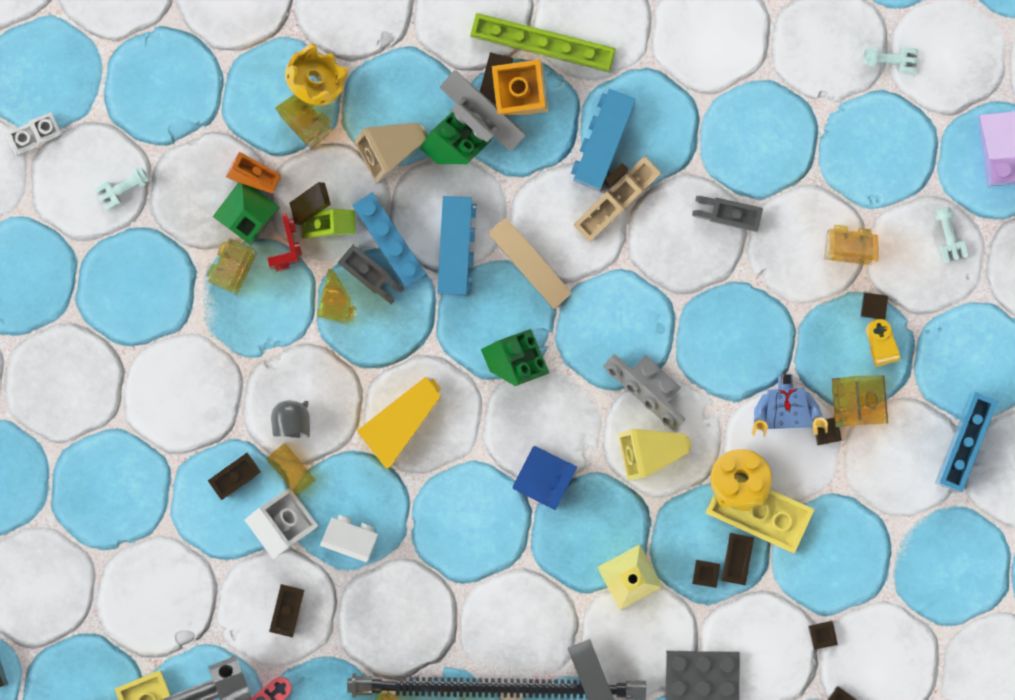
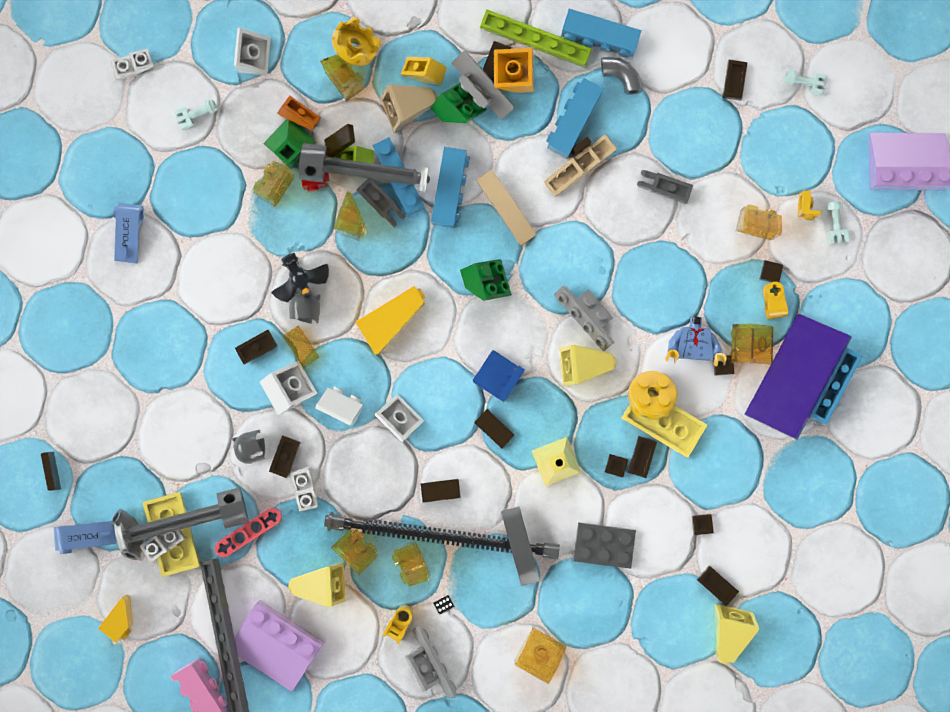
camera: 10 degrees right, 0 degrees up
(54, 337) = (127, 231): none -> medium blue door
(185, 102) = (251, 52): none -> white slope
(241, 605) = (248, 449): none -> dark grey helmet
(279, 384) = (299, 278): none -> black animal
(285, 236) = (315, 163): none -> dark grey piece
(316, 648) = (304, 489): none -> white slope
(405, 100) = (424, 70): none -> yellow slope
(426, 545) = (399, 418): none -> white slope
(488, 630) = (440, 490): none -> dark brown tile
(547, 544) = (494, 428): none -> dark brown tile
(624, 27) = (600, 33): none -> dark azure brick
(658, 73) = (624, 72): none -> flat silver cylinder
(801, 67) = (734, 80): none -> dark brown tile
(907, 214) = (804, 204): none -> yellow bracket
(920, 435) = (798, 376): none -> dark purple tile

